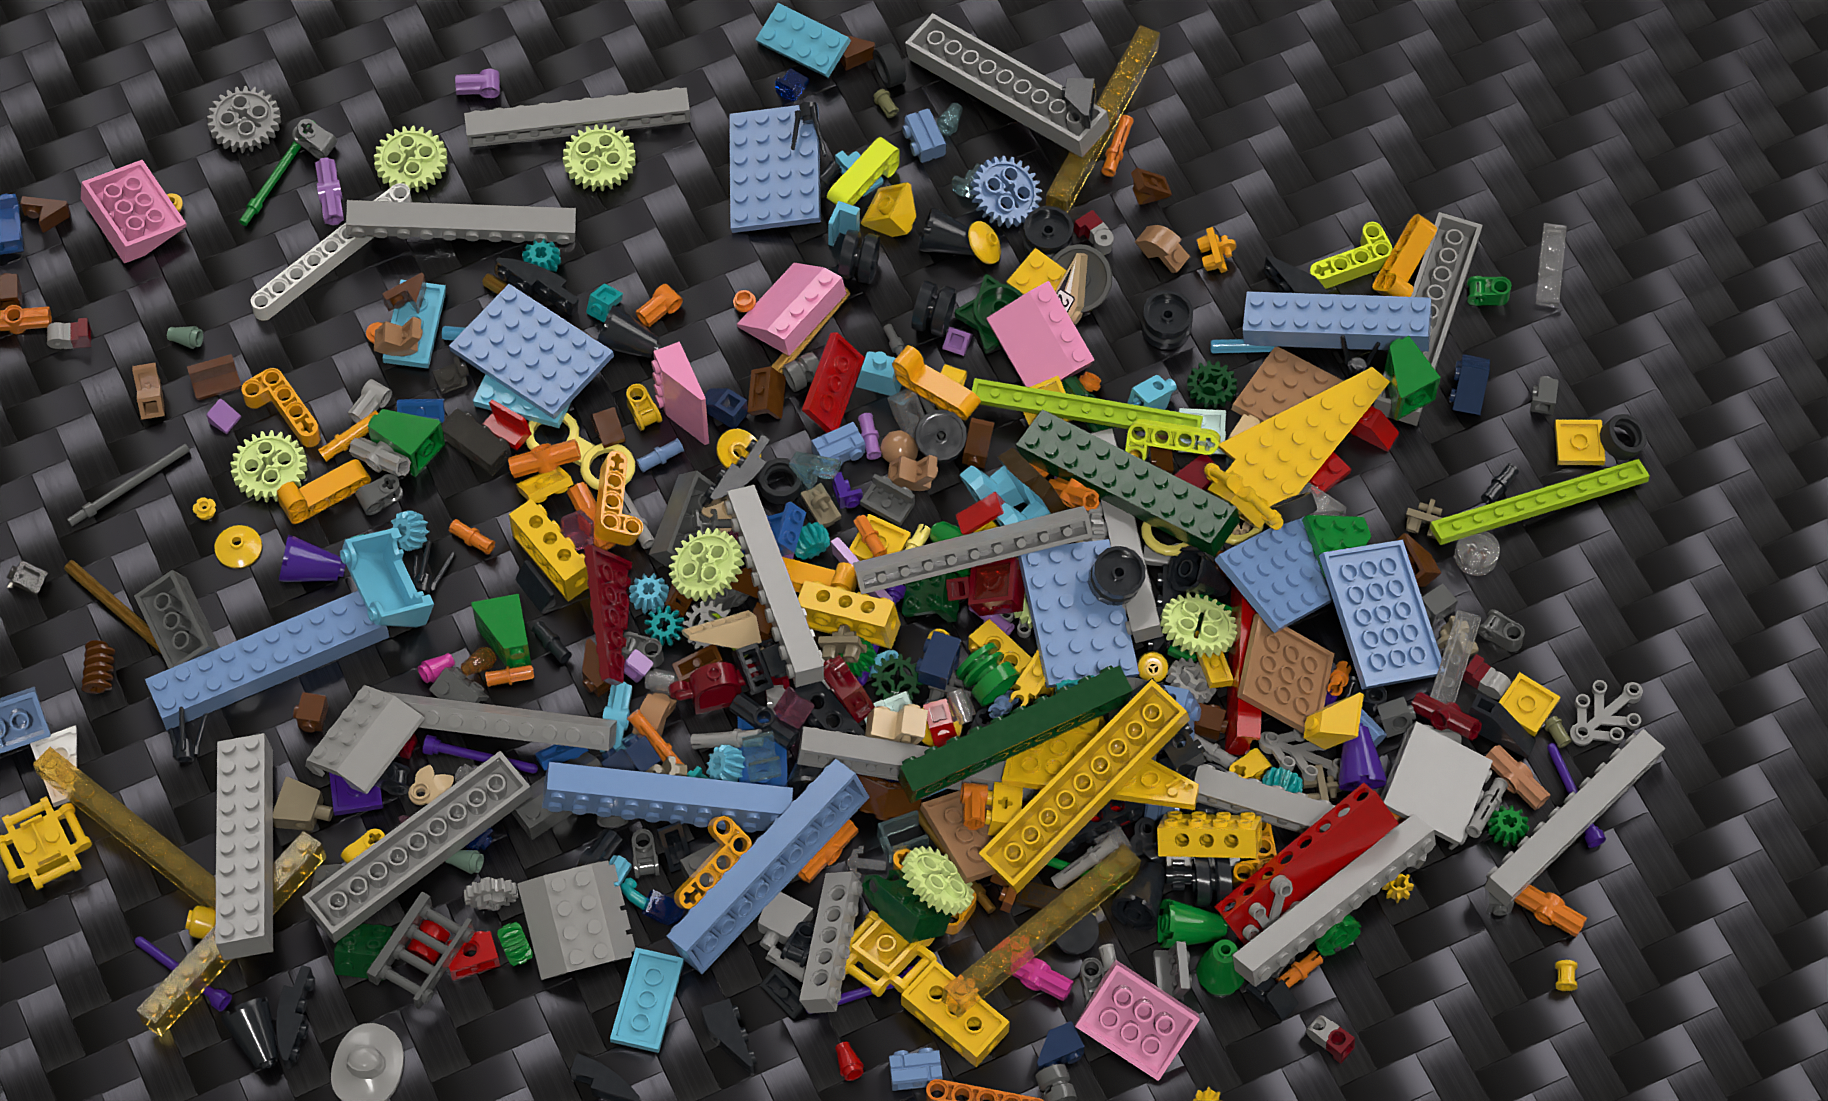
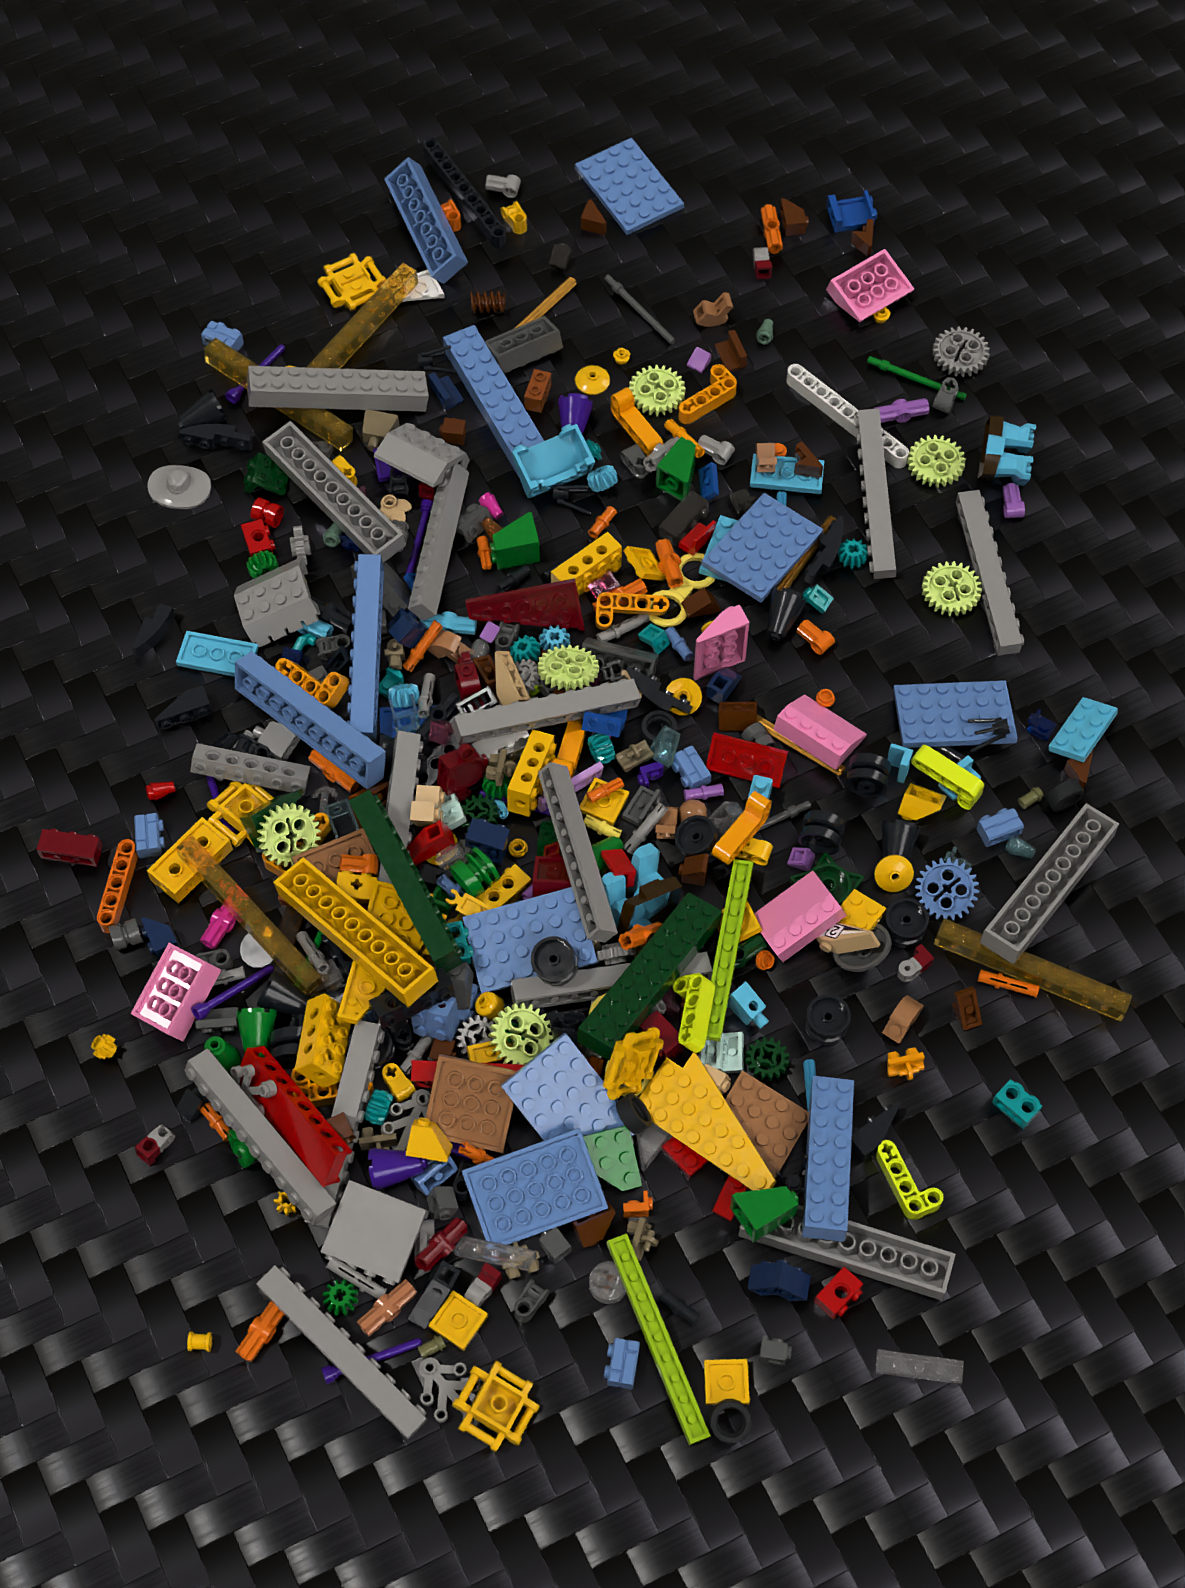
camera: 90 degrees right, 0 degrees up
(118, 1017) = (230, 337): none -> medium blue brick
(241, 724) = (445, 391): none -> dark blue panel
(256, 607) = (537, 391): none -> dark orange brick
(408, 930) = (255, 485): dark grey fence -> none
(414, 86) = (995, 461): none -> medium azure piece
(649, 481) = (655, 637): none -> teal bracket
(928, 501) = (640, 834): none -> light grey pin
(1080, 99) = (1024, 927): slope -> none
(1167, 981) = (201, 1010): none -> dark purple piece
(1263, 151) = (1013, 1107): none -> teal brick
(1323, 804) = (343, 1127): none -> reddish brown brick
(1391, 518) = (636, 1209): none -> orange bracket
(1404, 258) = (881, 1213): light orange beam -> none
(1484, 341) = (843, 1281): none -> red brick
(1487, 290) = (882, 1300): green piece -> none
(1566, 540) = (623, 1363): none -> medium blue brick
(1622, 662) = (496, 1405): none -> yellow brick

